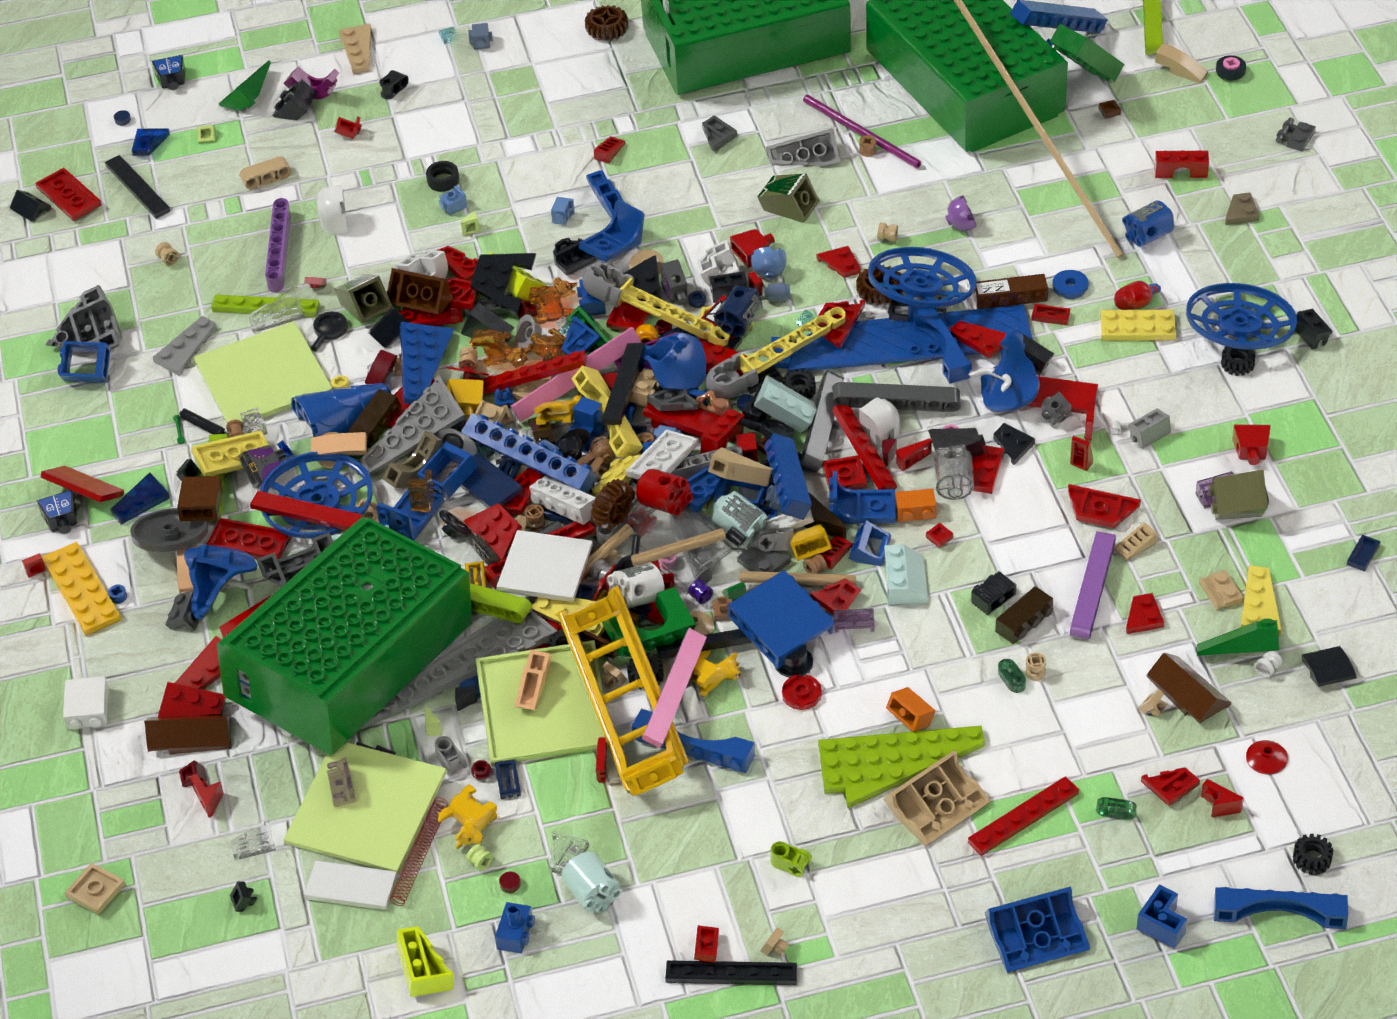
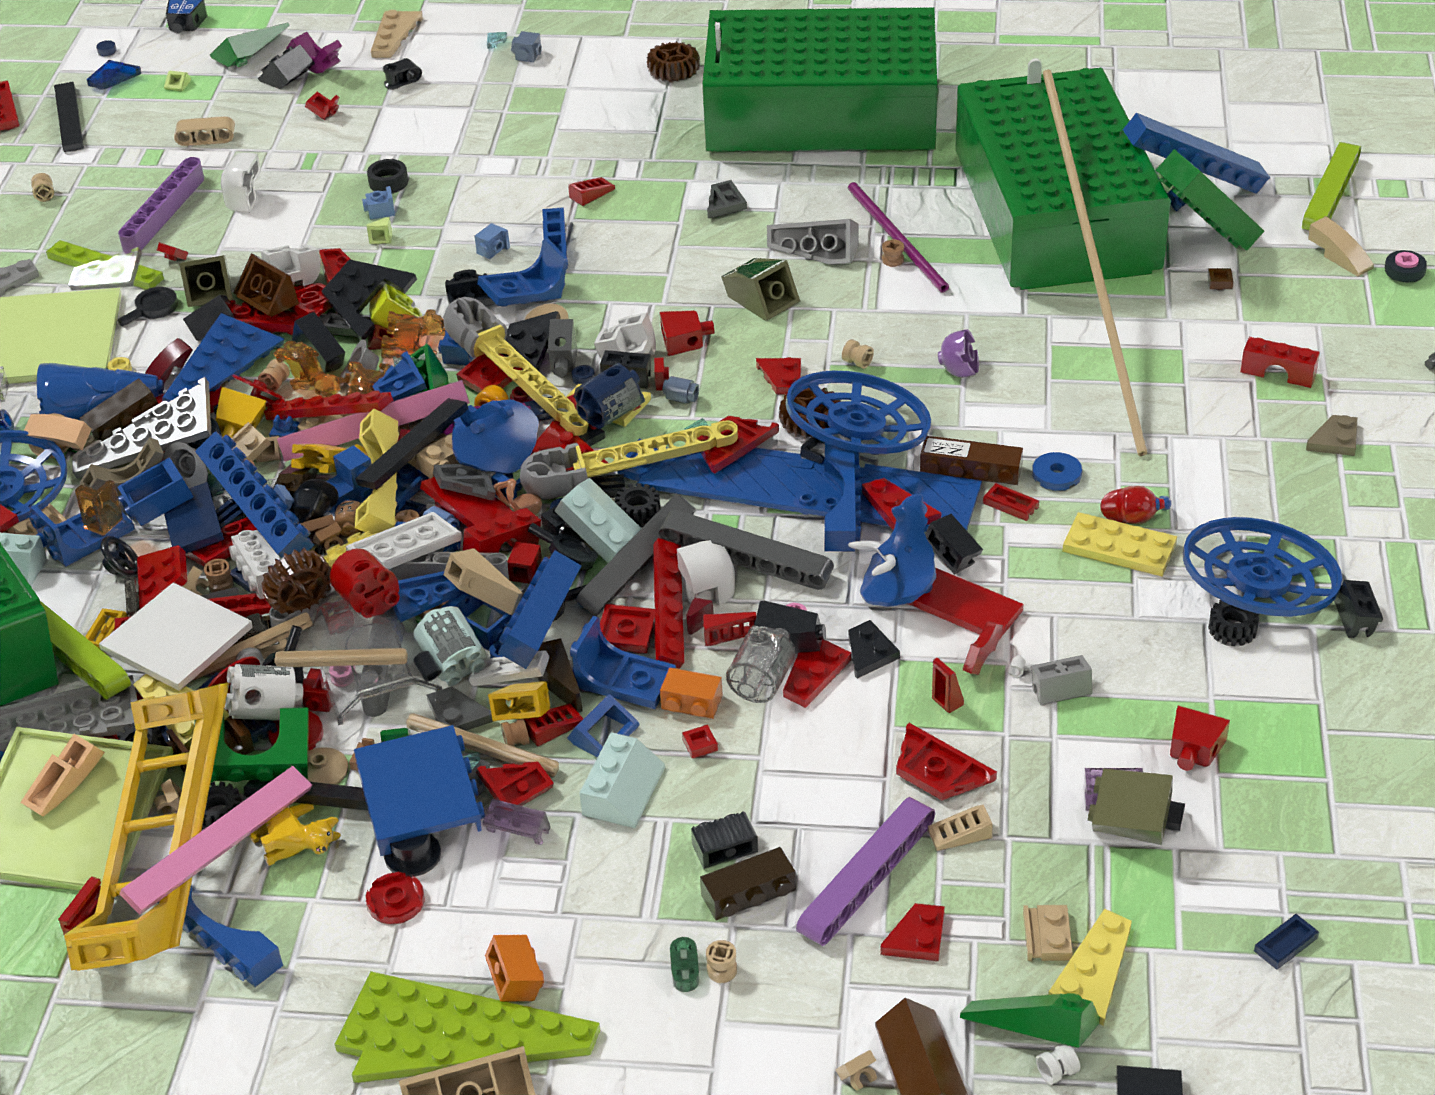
camera: 20 degrees right, 5 degrees down
(700, 591) = (351, 725): dark purple wheel -> none
(768, 262) = (688, 352): medium blue cylinder -> none
(778, 539) = (480, 683): light grey piece -> none
(1055, 408) = (945, 619): flat silver brick -> none
(1148, 223) = (1195, 420): blue cylinder -> none

